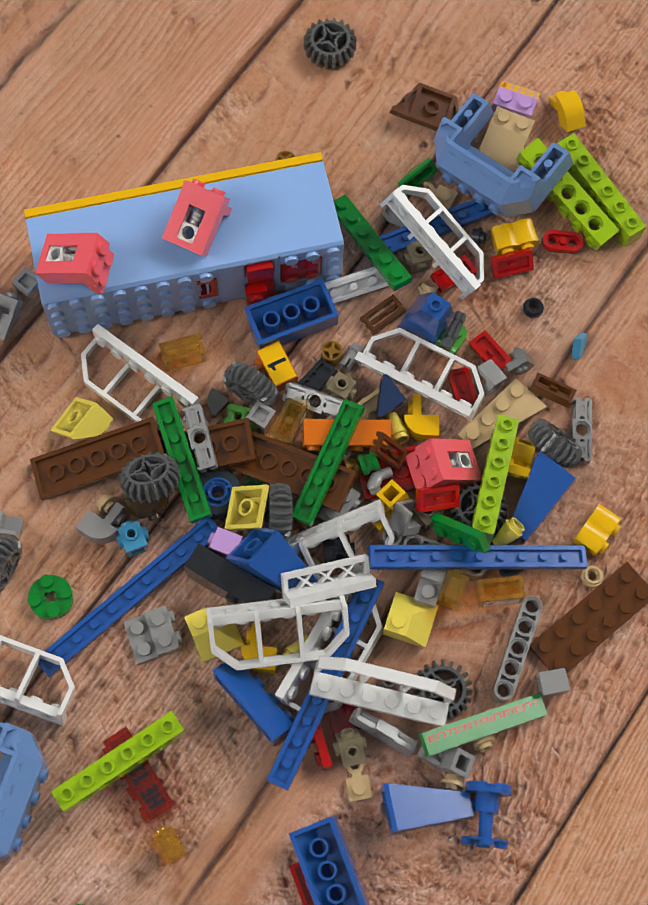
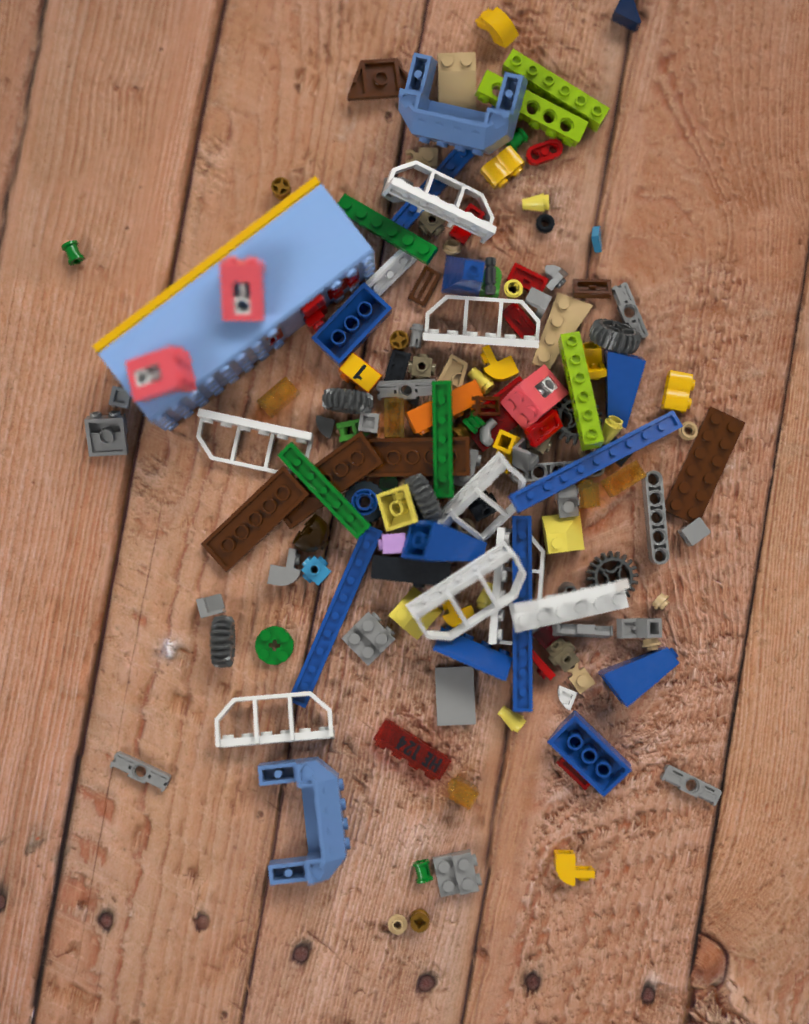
camera: 20 degrees left, 15 degrees up
(54, 134) = (73, 252): none -> green bush
(82, 420) = (225, 493): light yellow slope -> none
(106, 503) = (280, 551): tan plate -> none
(118, 762) = (395, 751): lime brick -> none
(149, 477) = (305, 532): dark grey gear -> none
(203, 451) = (322, 455): light grey piece -> none
(213, 740) = (455, 695): none -> light grey tile
(263, 794) = (512, 719): none -> light yellow cone
(328, 588) = (491, 542): white fence -> none
(333, 35) = (271, 45): dark grey gear -> none
(334, 798) = (566, 696): none -> white tile
(388, 397) = (464, 360): dark blue slope -> none
(419, 174) = (396, 148): green slope -> none
(460, 533) = (575, 450): green plate -> none
(470, 352) = (514, 285): none -> light yellow cone
(478, 236) = (473, 180): black plate -> none
(482, 724) = (656, 591): tile -> none
(487, 805) = (686, 650): blue piece -> none
(512, 263) = (511, 191): red plate -> none
(516, 99) = (449, 37): lavender slope -> none
(535, 285) = (536, 203): none -> light yellow cone
(541, 218) = (519, 137): none -> green bush

